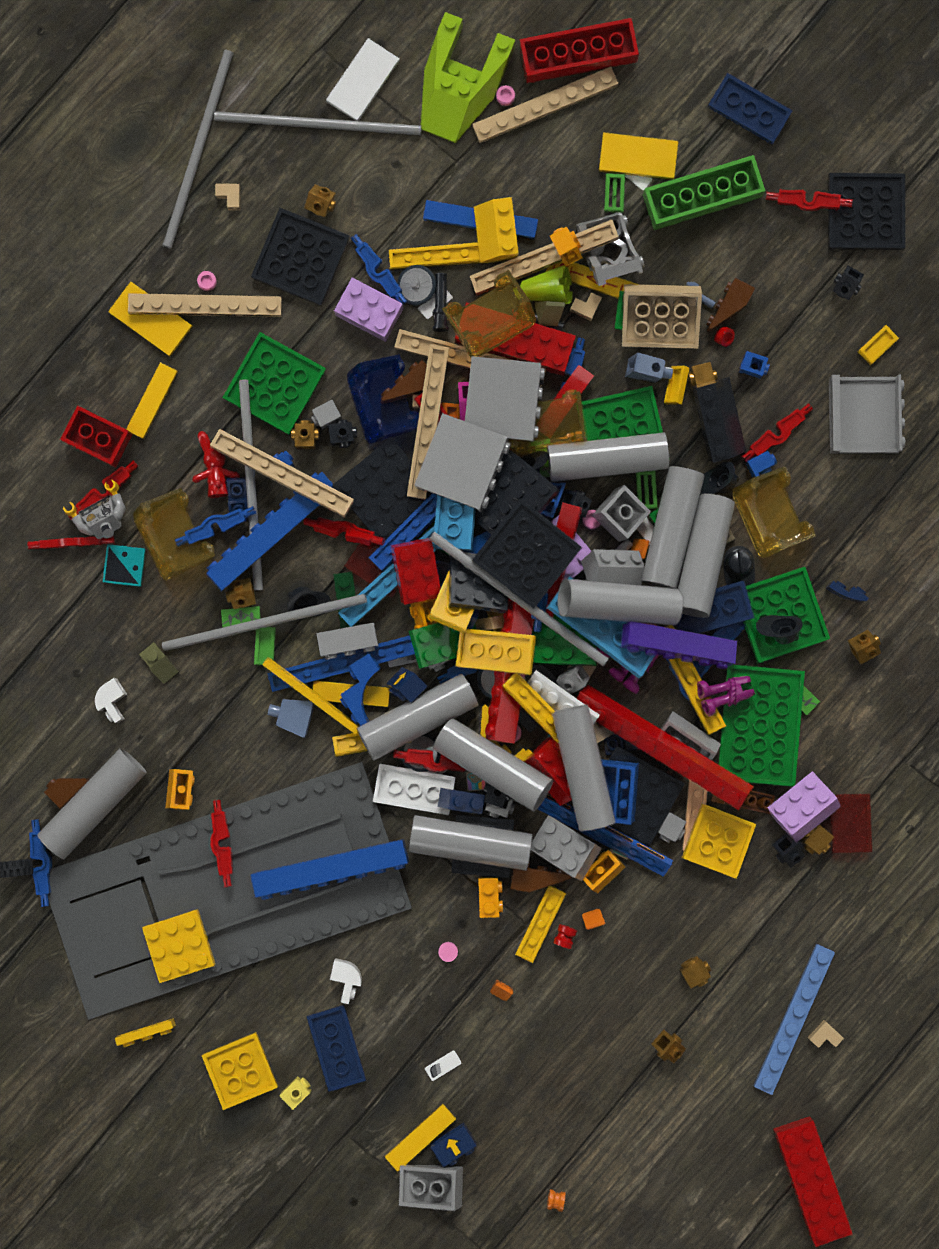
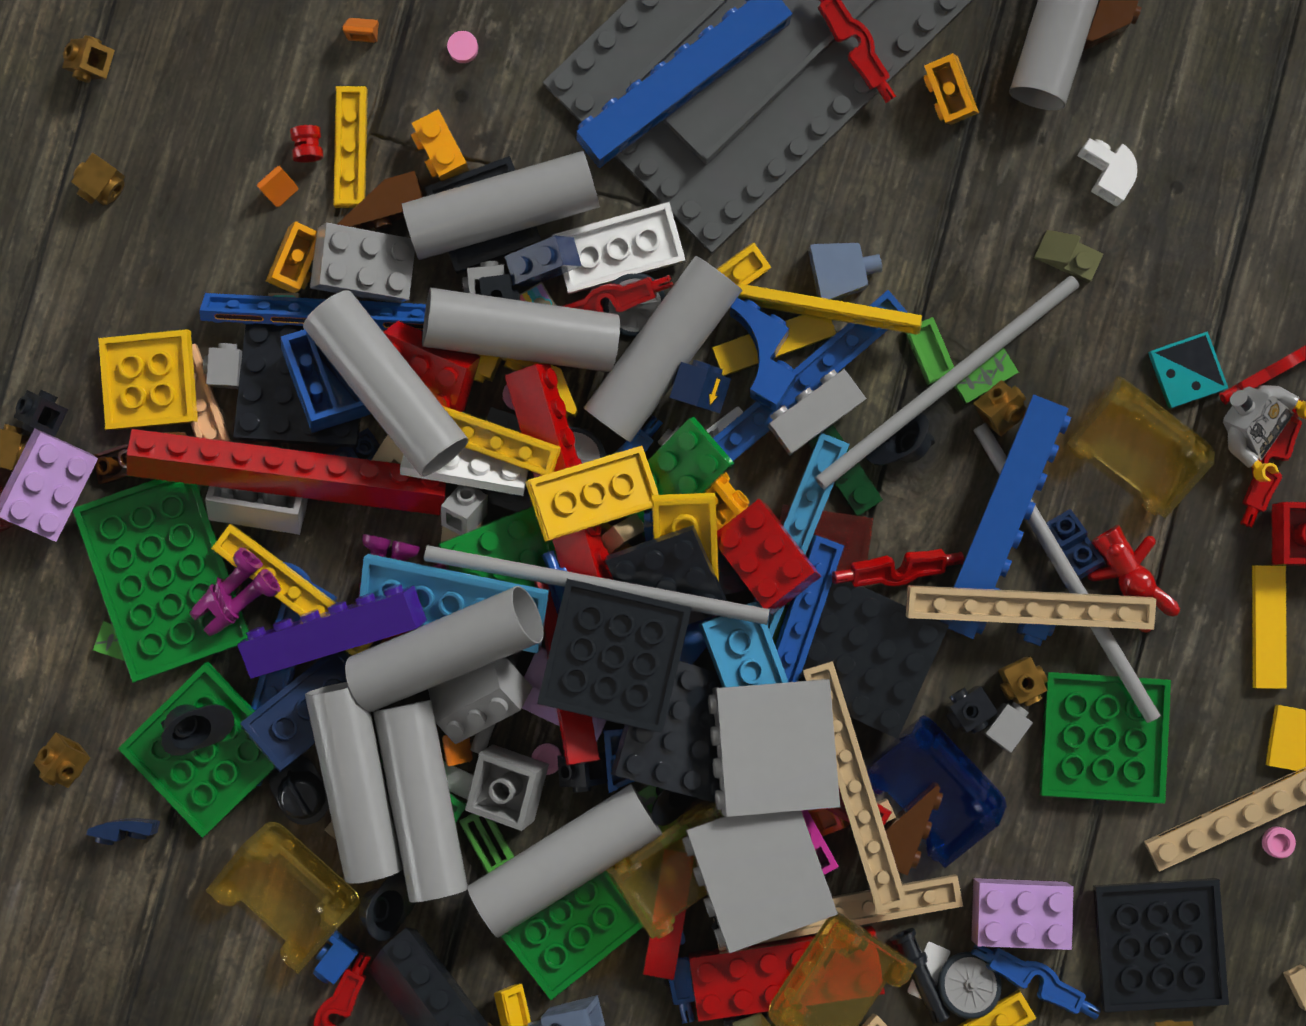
camera: 150 degrees right, 0 degrees up
(206, 529) = (1076, 498): blue piece -> none

